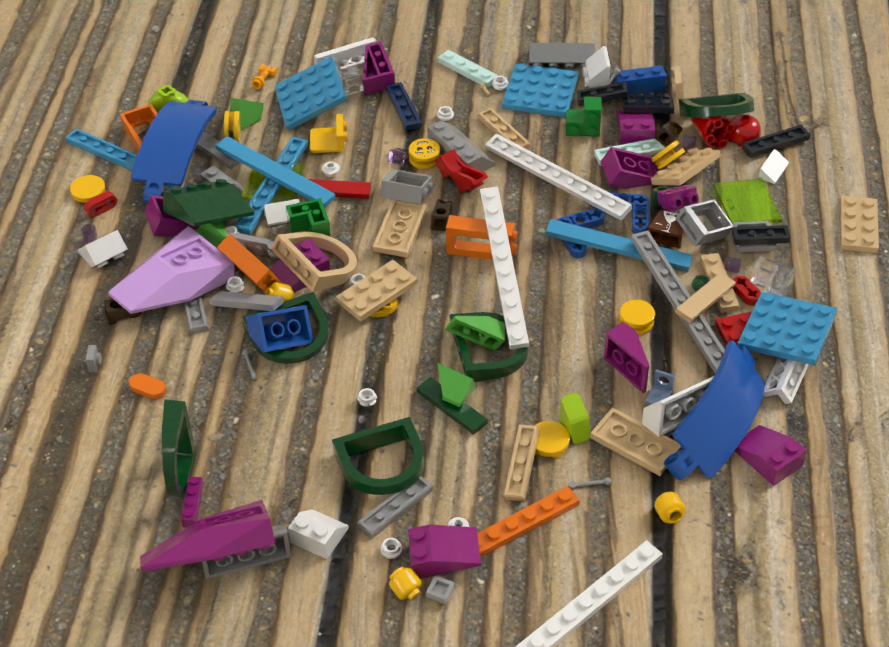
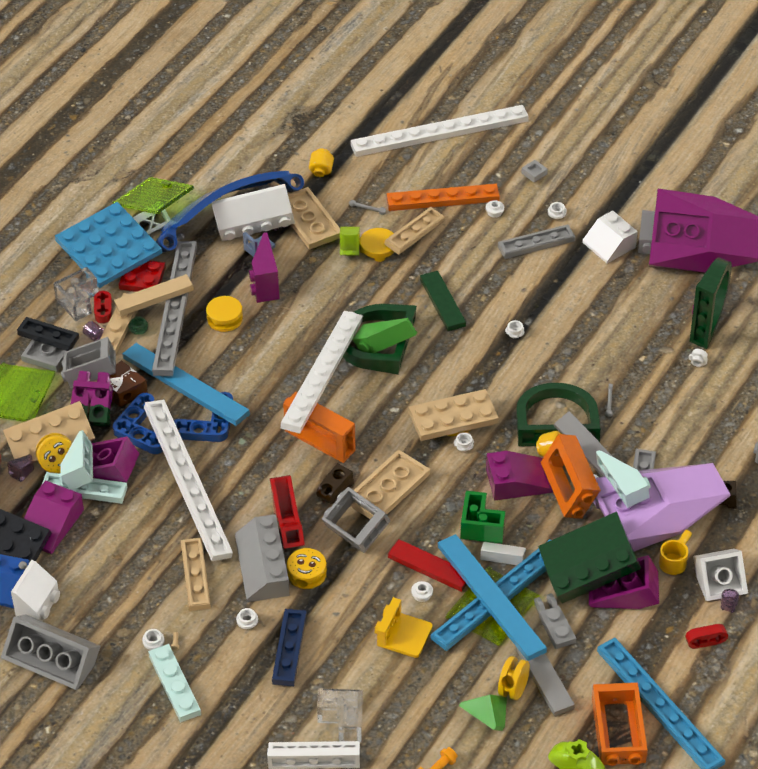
camera: 155 degrees left, 0 degrees up
(86, 188) = (715, 671): yellow tile -> none
(143, 244) = (674, 554): none -> yellow piece
(147, 386) = (715, 411): orange tile -> none
(170, 145) = (588, 675): blue panel -> none
(199, 254) = (625, 479): none -> light aqua slope
(257, 245) = (549, 515): light grey hinge -> none
(280, 328) = (577, 401): blue slope -> none
(310, 93) = (395, 693): dark azure plate -> none
(314, 279) = (502, 432): tan window -> none
(374, 438) = (529, 290): dark green window -> none
(376, 69) = (292, 704): magenta wedge -> none
(398, 156) = (333, 584): clear purple slope -> none
(405, 583) = (560, 180): yellow head -> none
(443, 549) = (518, 187): magenta slope -> none
(455, 386) = (429, 300): bright green slope -> none
(540, 90) = (112, 614): dark azure plate -> none
(585, 121) = (100, 536): green brick -> none
(606, 92) = (55, 565): black plate -> none
(642, 147) = (78, 463): none -> light aqua slope
(668, 133) = (27, 483): dark brown leg -> none
(771, 453) = (208, 170): magenta slope -> none
(797, 399) = (154, 195): none -> clear neon green piece

